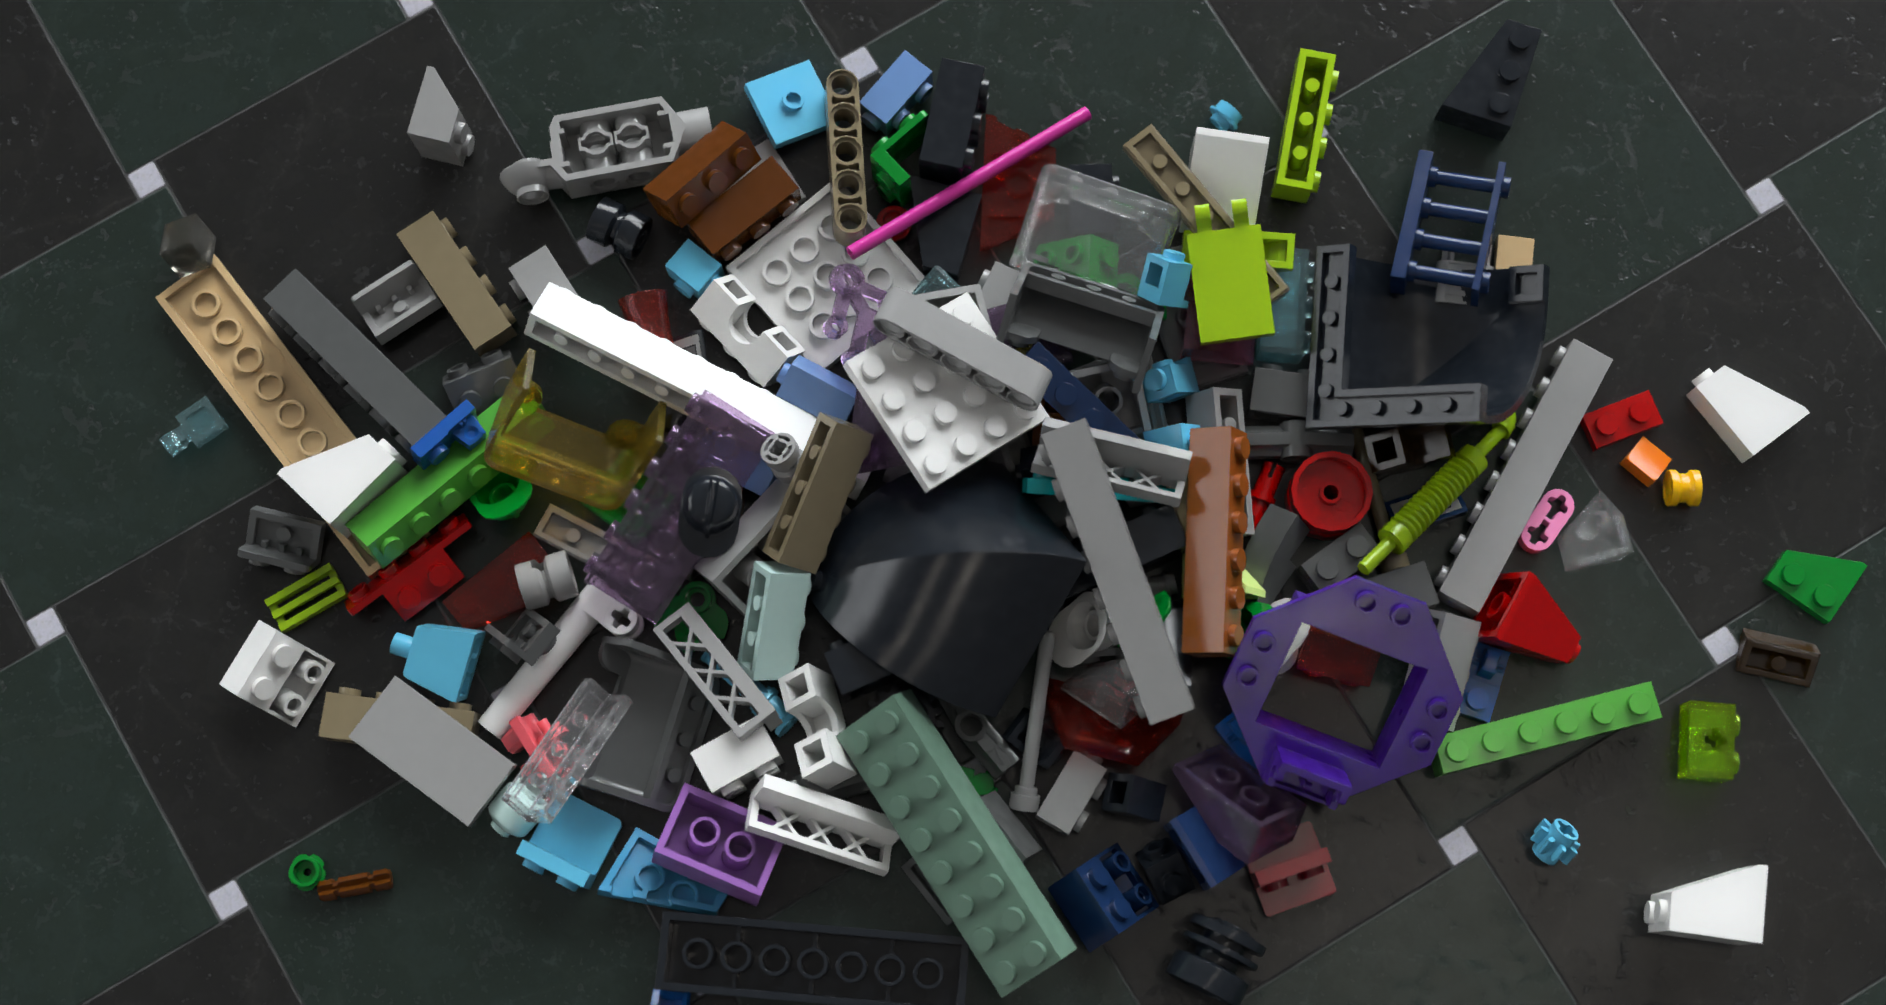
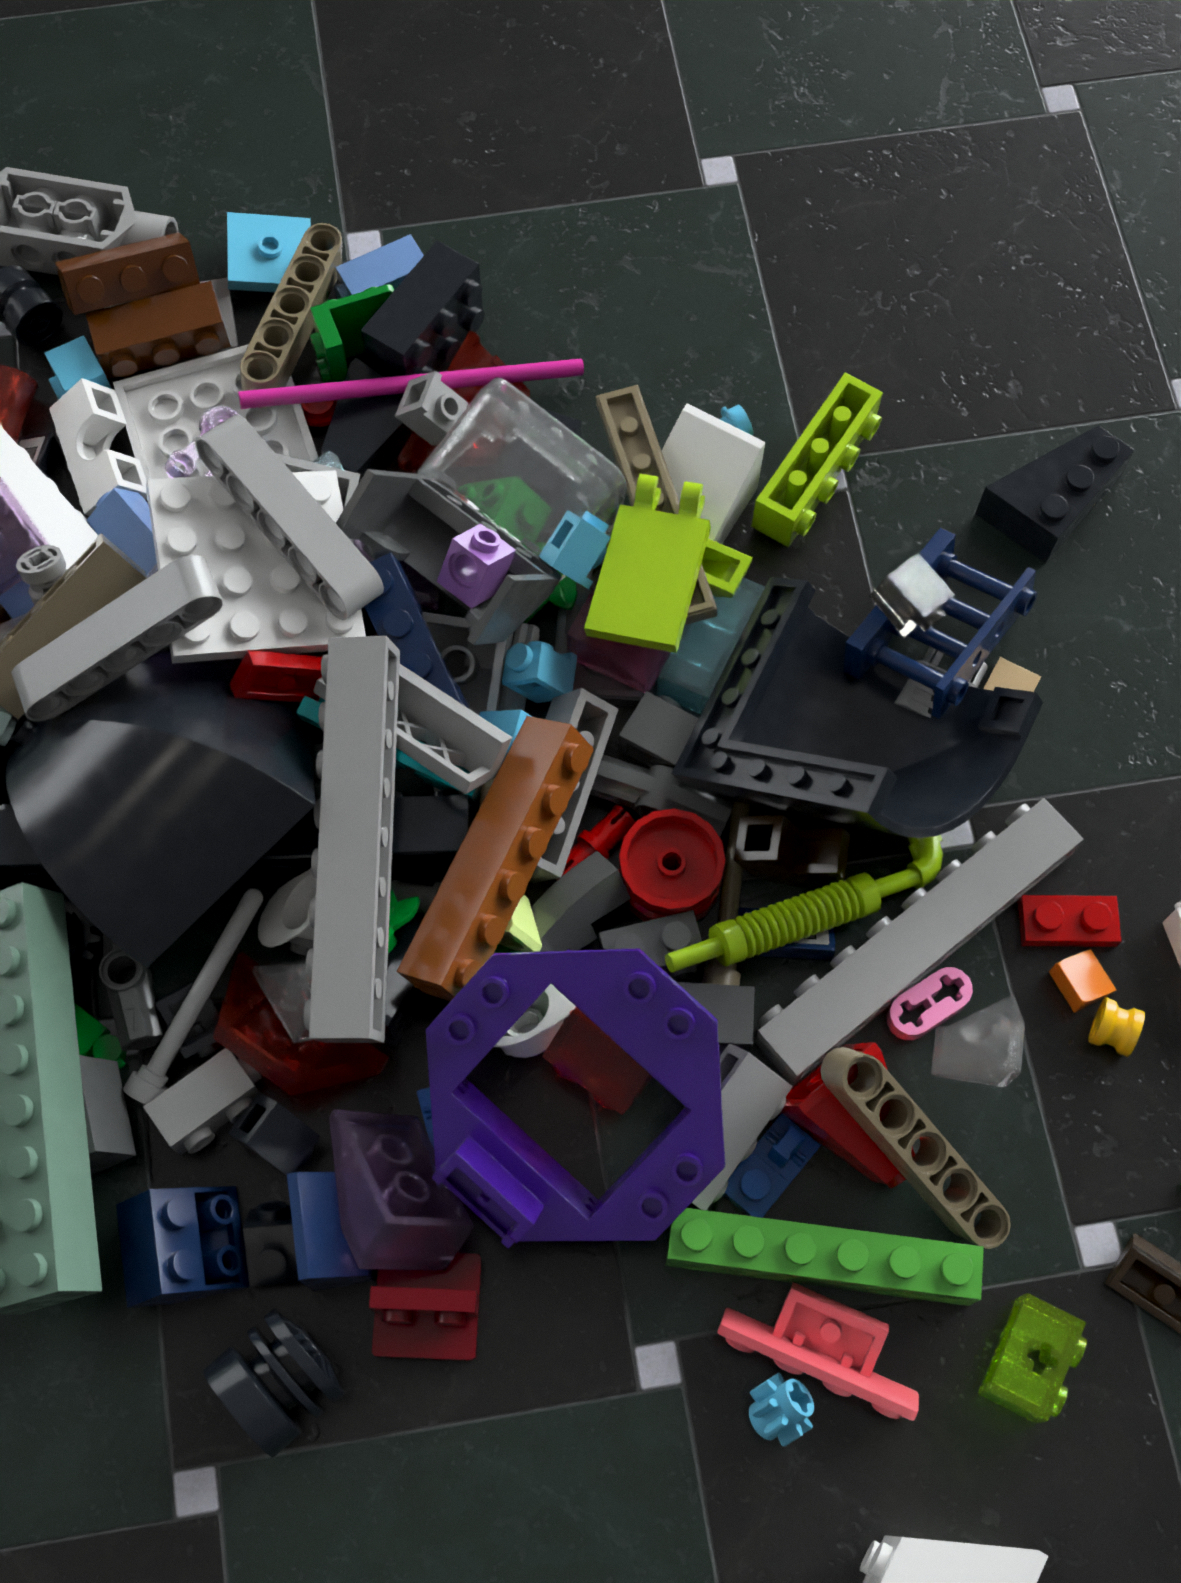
camera: 20 degrees right, 10 degrees down
(883, 493) = (117, 638): none -> light grey beam
(1001, 468) = (276, 676): none -> red plate
(1006, 197) = (430, 407): none -> light grey brick
(1103, 326) = (475, 565): none -> medium lavender brick
(1427, 222) = (912, 596): none -> clear smoke brick
(1567, 786) = (826, 1343): none -> coral bracket
(1581, 632) = (935, 1157): none -> dark tan beam

